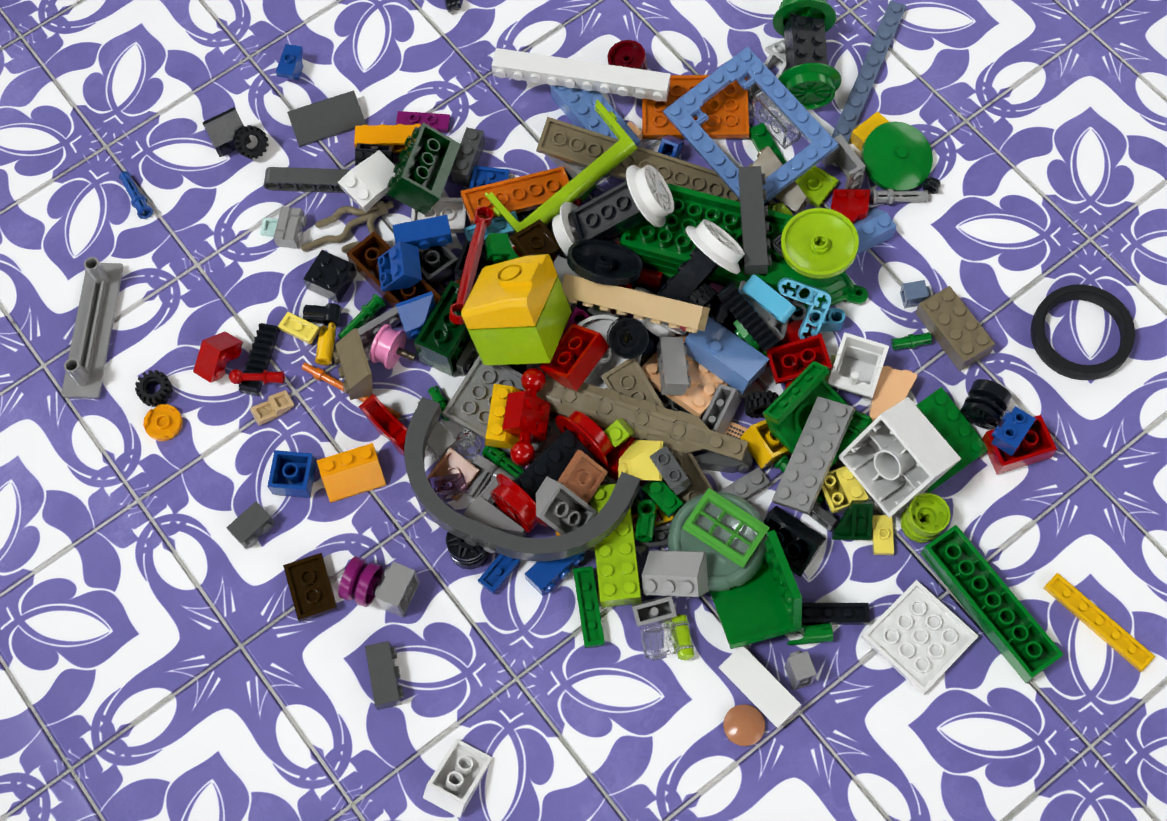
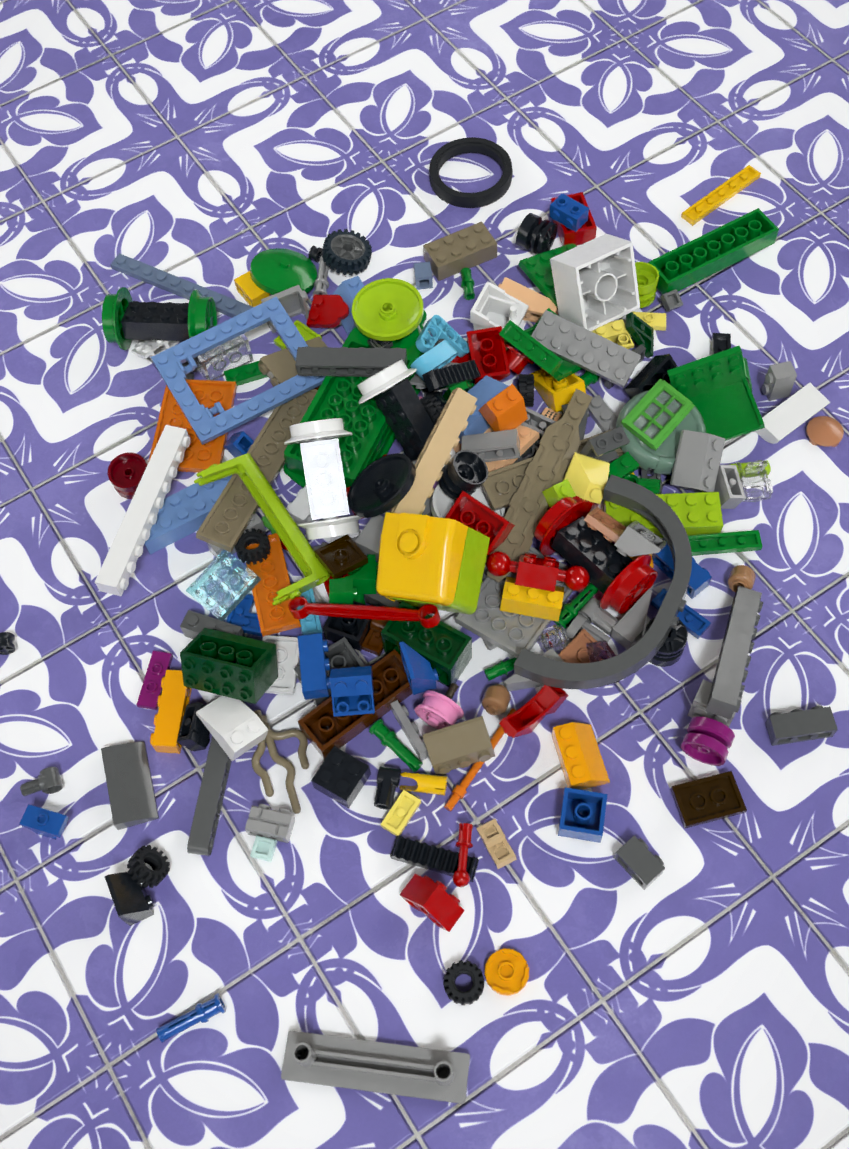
camera: 85 degrees left, 5 degrees down
(327, 58) = (48, 781): none -> dark grey axle
(405, 397) = (496, 699): none -> medium nougat head
(449, 603) = (734, 653): none -> brick
(511, 156) = (223, 585): none -> clear light blue plate
(544, 624) = (741, 576): none -> medium nougat head
(549, 181) = (254, 554): none -> black tyre
(713, 374) = (505, 410): none -> orange slope
(912, 558) = (671, 300): none -> dark grey plate
(919, 637) = (740, 304): white plate -> none
(945, 206) = (346, 252): none -> black wheel

